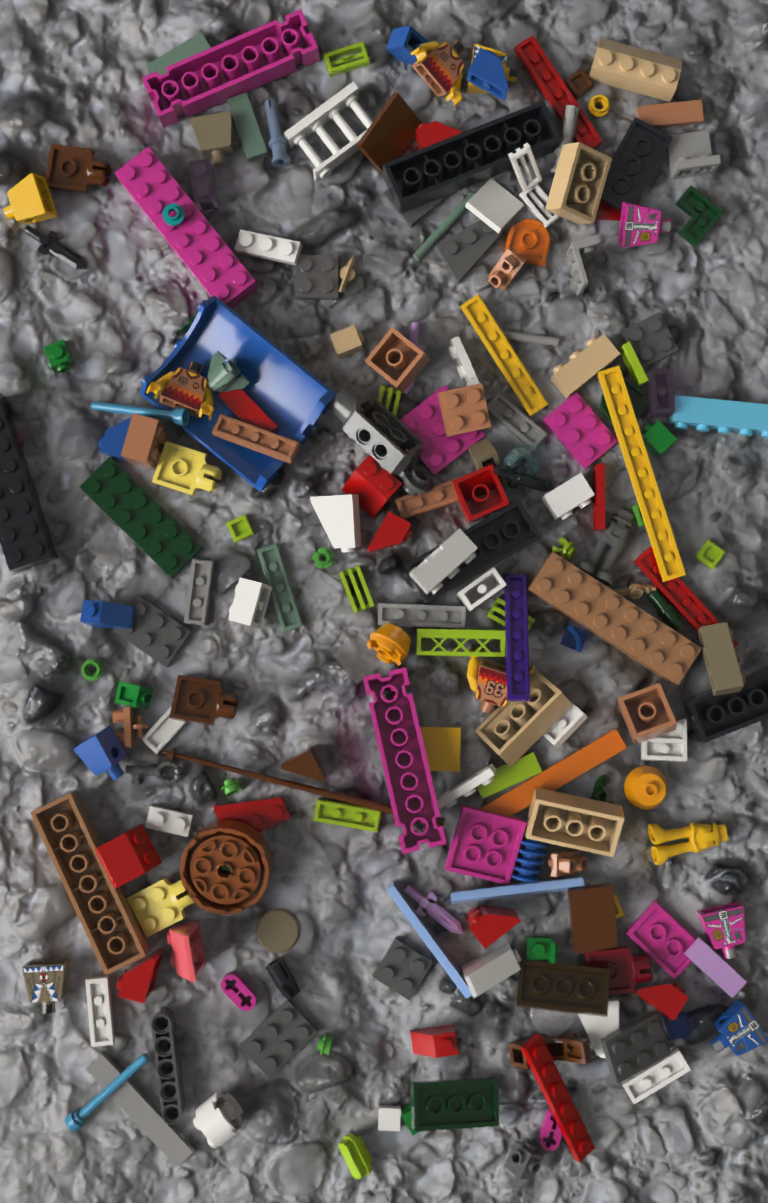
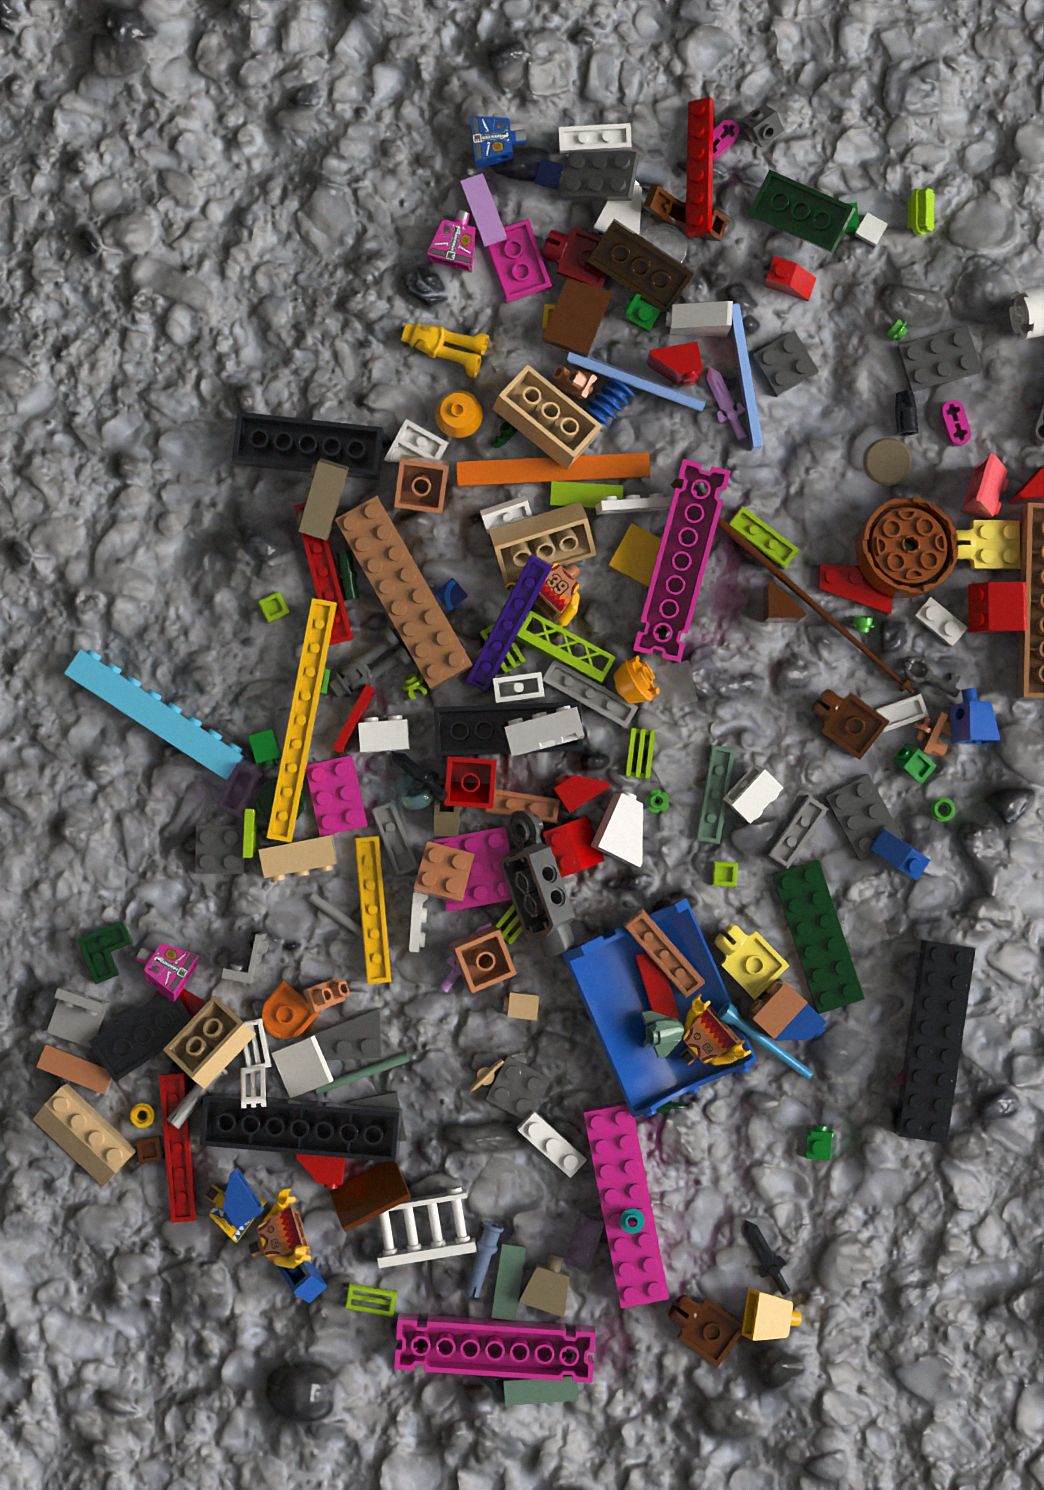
camera: 155 degrees left, 0 degrees up
(485, 845) = (644, 439): dark pink plate -> none
(635, 591) = (367, 609): tan piece -> none
(665, 998) = (548, 206): red slope -> none

